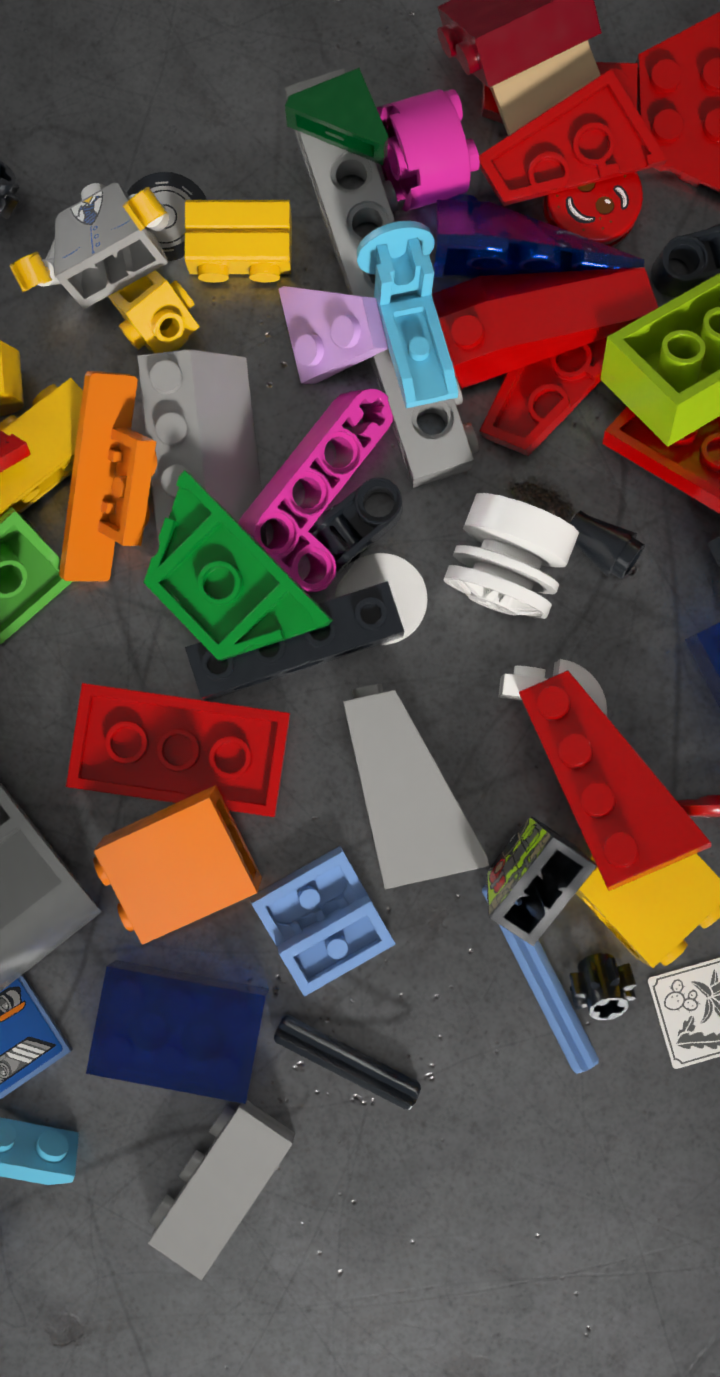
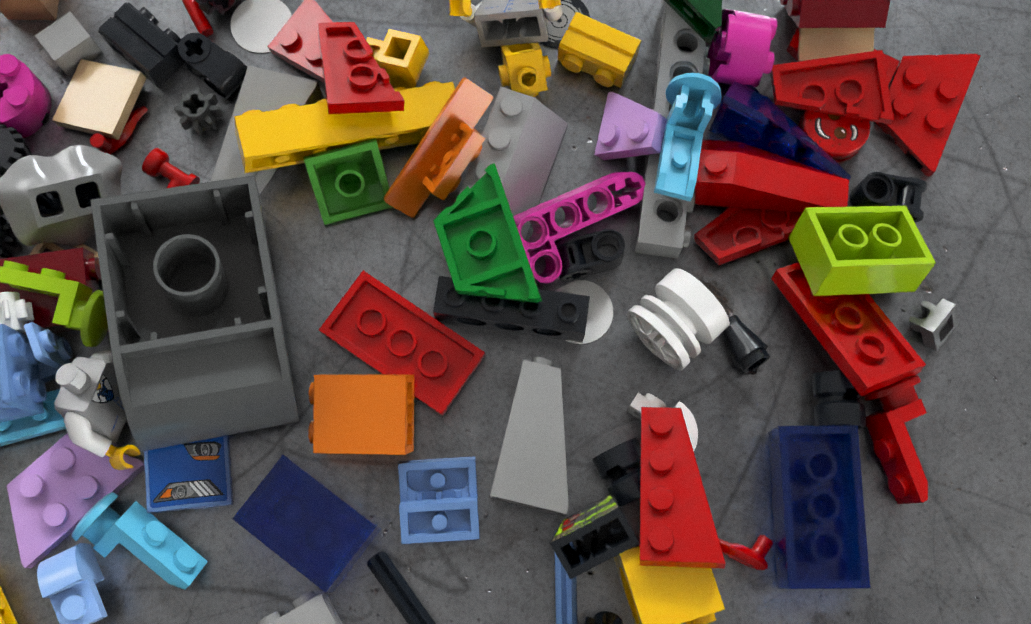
camera: 25 degrees right, 10 degrees down
(530, 776) = (623, 470): none -> black wheel

